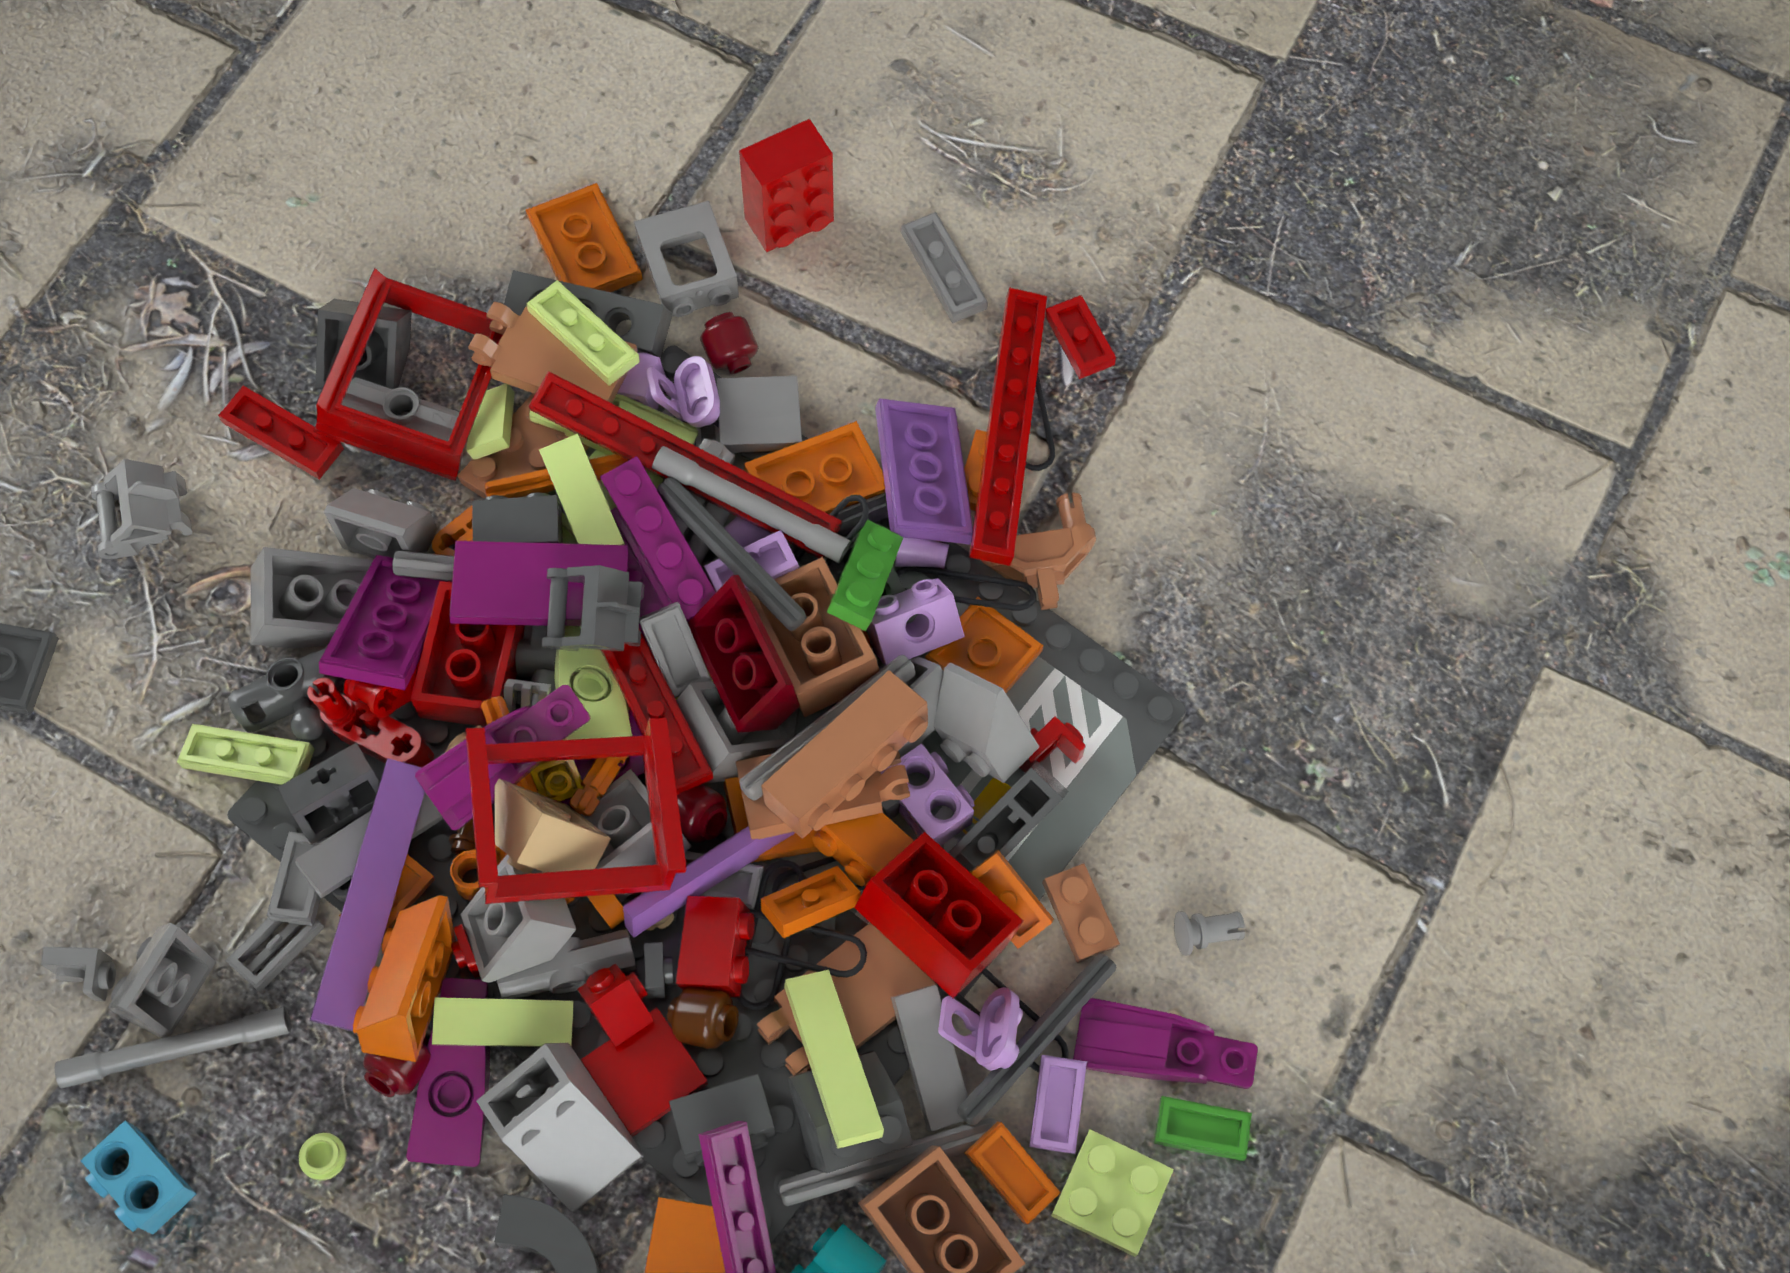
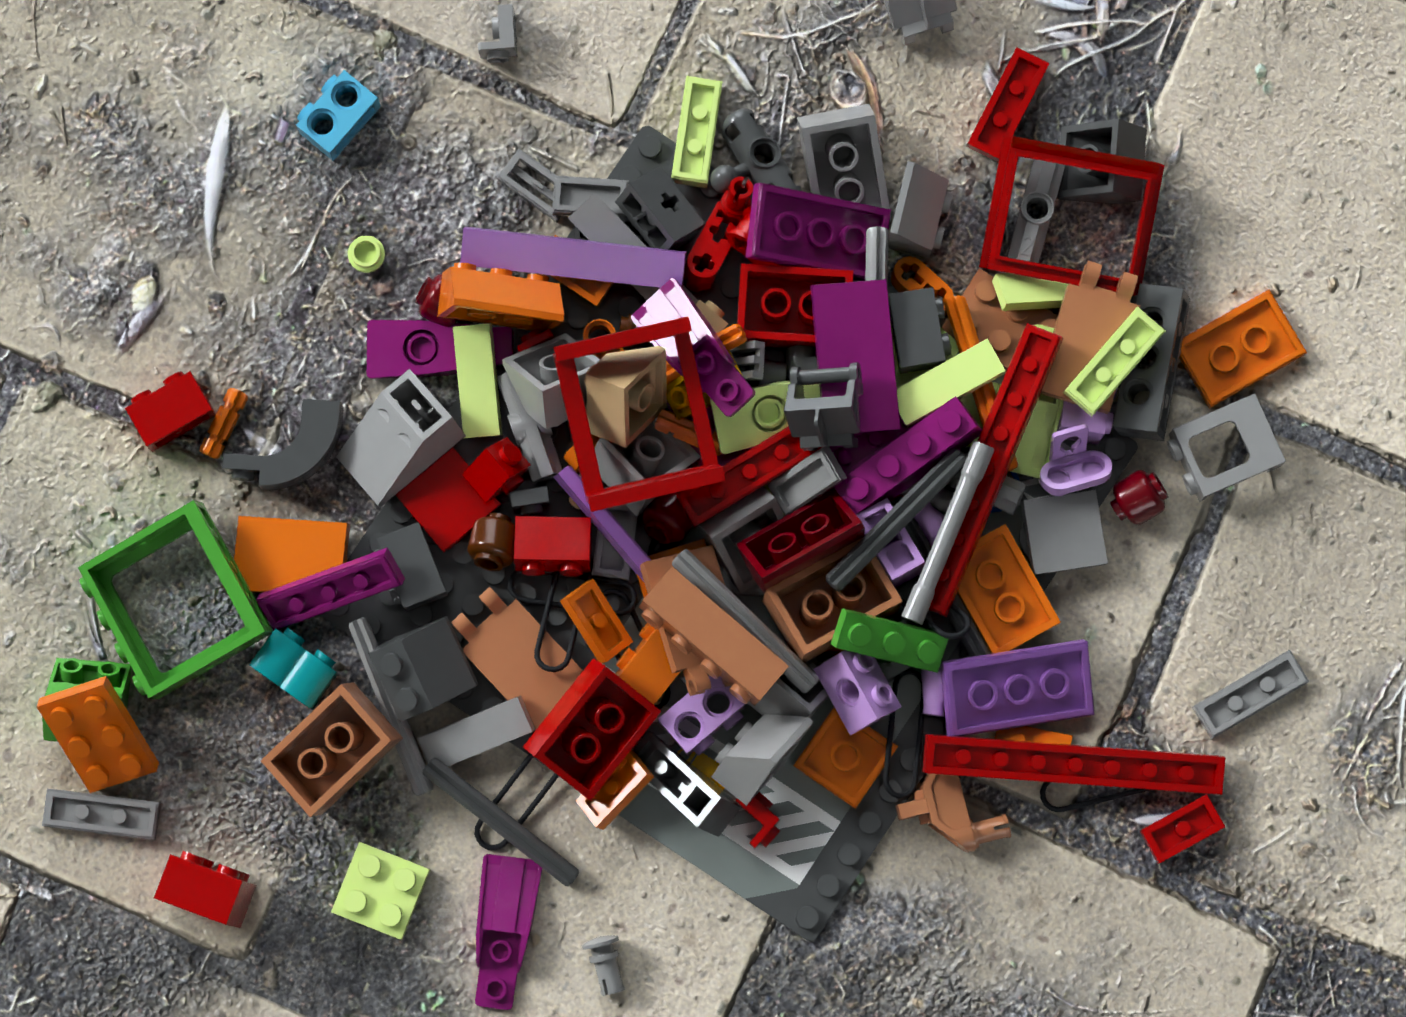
camera: 90 degrees right, 15 degrees up
(98, 1065) = (427, 67): light grey piece -> none
(162, 981) = (490, 100): light grey slope -> none
(787, 185) = (1299, 534): red brick -> none
(833, 1059) = (460, 650): yellowish green tile -> none
(992, 1032) = (500, 781): lavender bracket -> none
(1012, 1172) = (388, 806): orange tile -> none
(1058, 1104) = (448, 842): lavender tile -> none
(1080, 913) = (613, 854): nougat plate -> none
(1202, 1128) = (438, 964): bright green tile -> none

